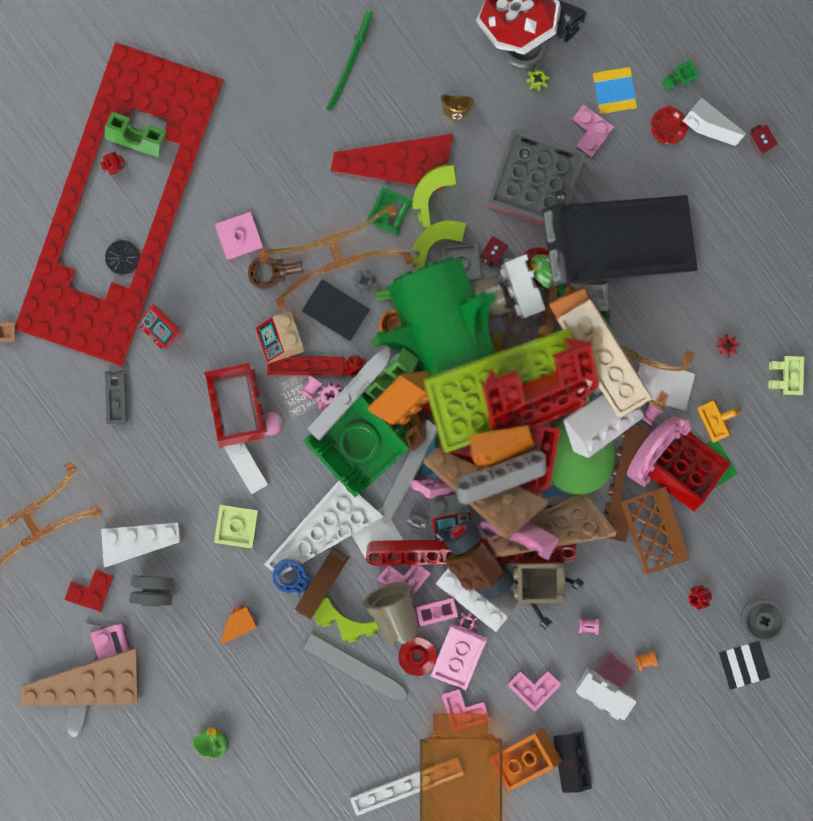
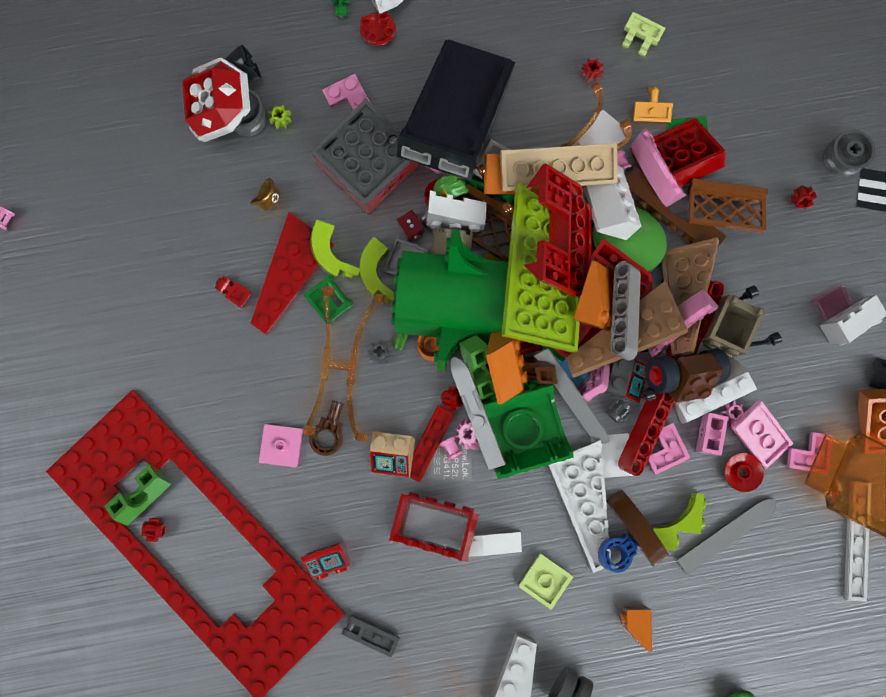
camera: 65 degrees left, 5 degrees down
(122, 257) = (244, 563): black wheel -> none
(273, 422) = (466, 498): bright pink piece -> none
(335, 310) = (392, 391): black tile -> none
(354, 126) = (237, 293): none -> red plate
(359, 39) = (163, 251): green sword -> none
(393, 612) = (696, 473): dark tan piece -> none
(534, 694) = (824, 382): bright pink plate -> none
(588, 625) = (784, 305): bright pink bush -> none
(615, 90) = (324, 59): sticker -> none
(646, 660) = (838, 270): orange bush -> none

